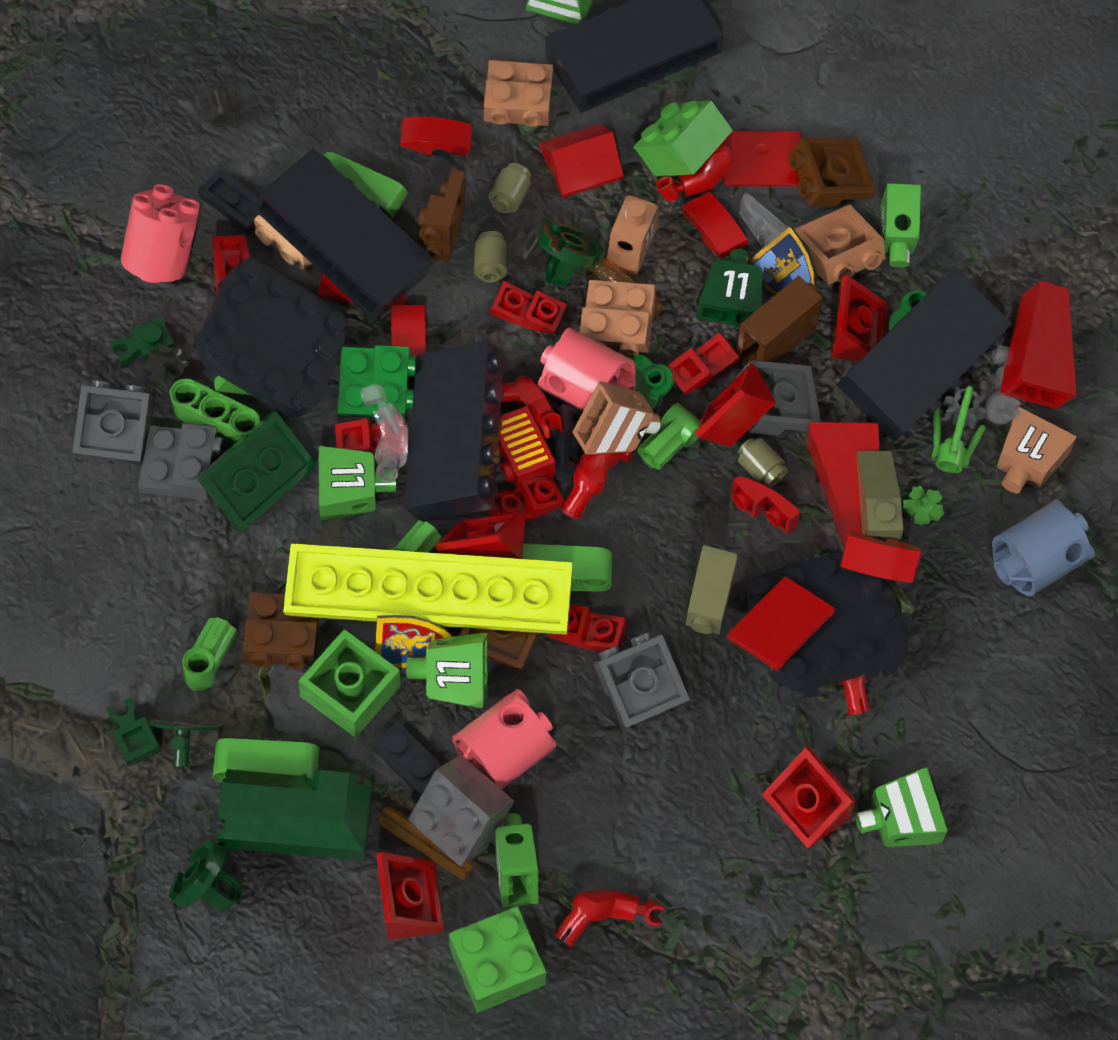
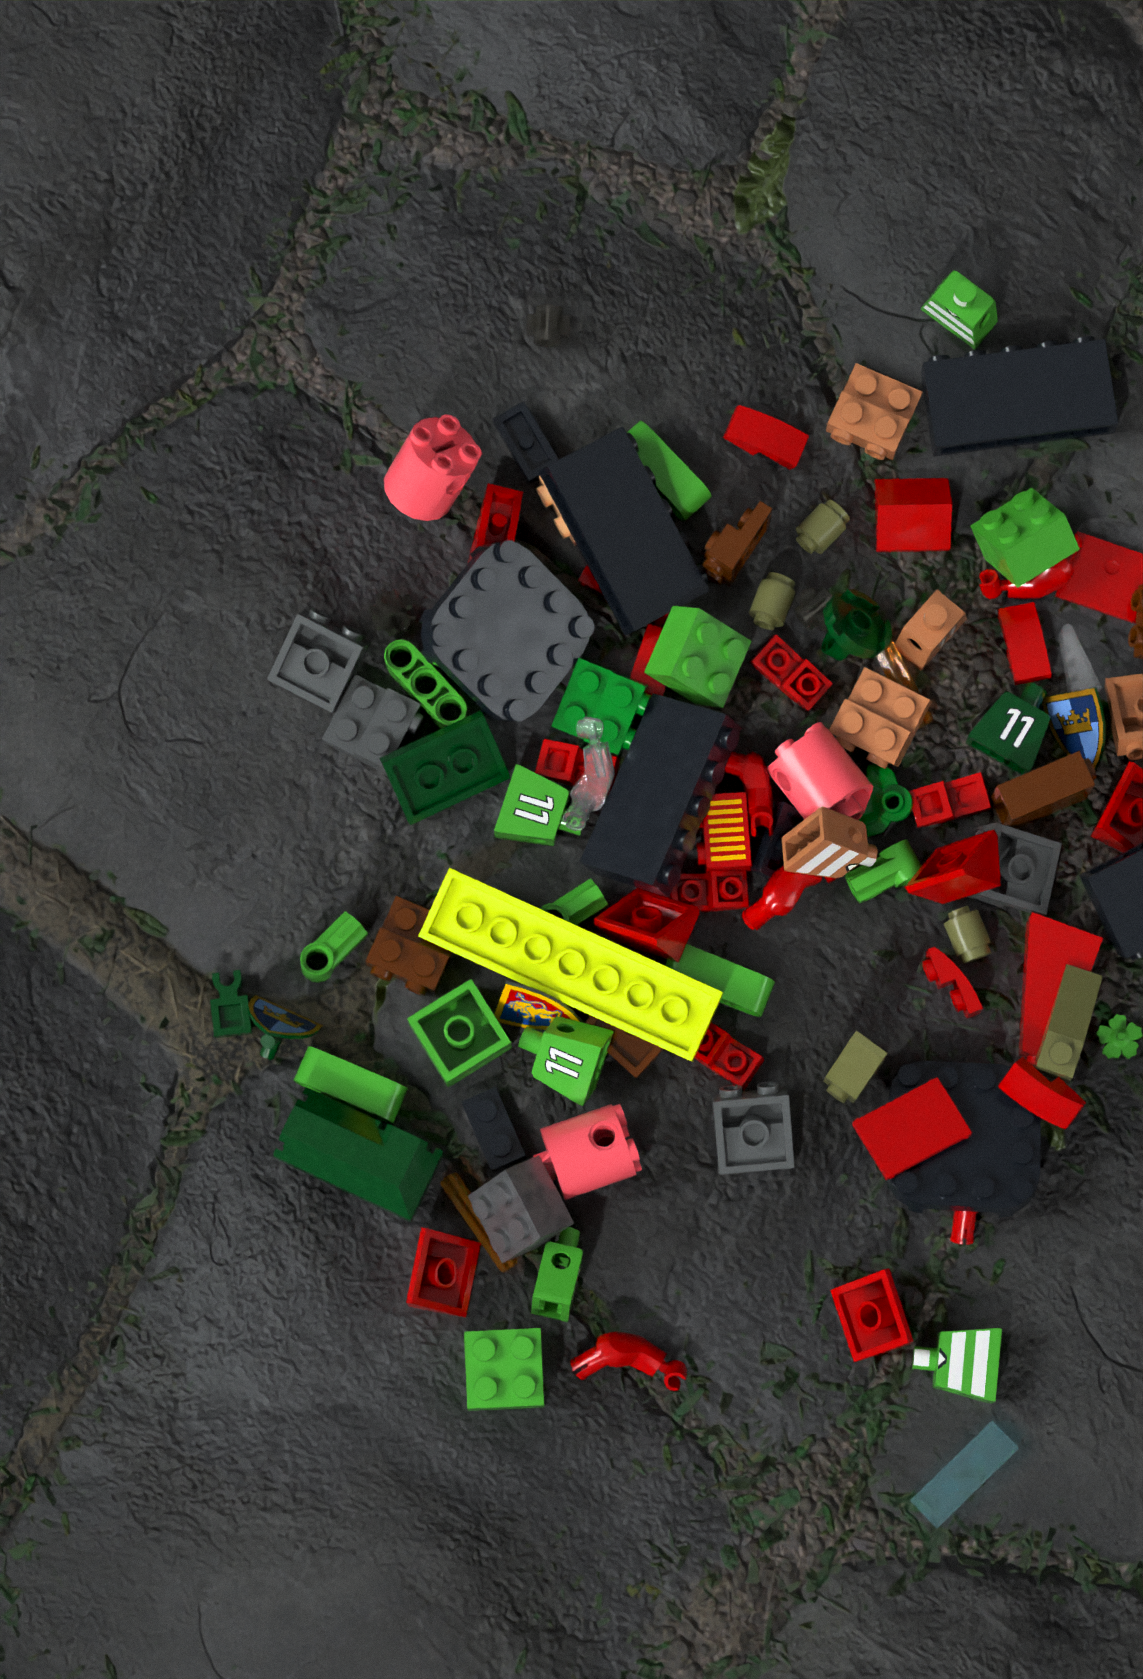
camera: 25 degrees right, 15 degrees up
(143, 338) = (384, 575): dark green plate -> none
(203, 878) = (247, 1184): dark green tile -> none
(443, 309) = (697, 656): none -> bright green brick
(944, 910) = (964, 1474): none -> clear light blue tile

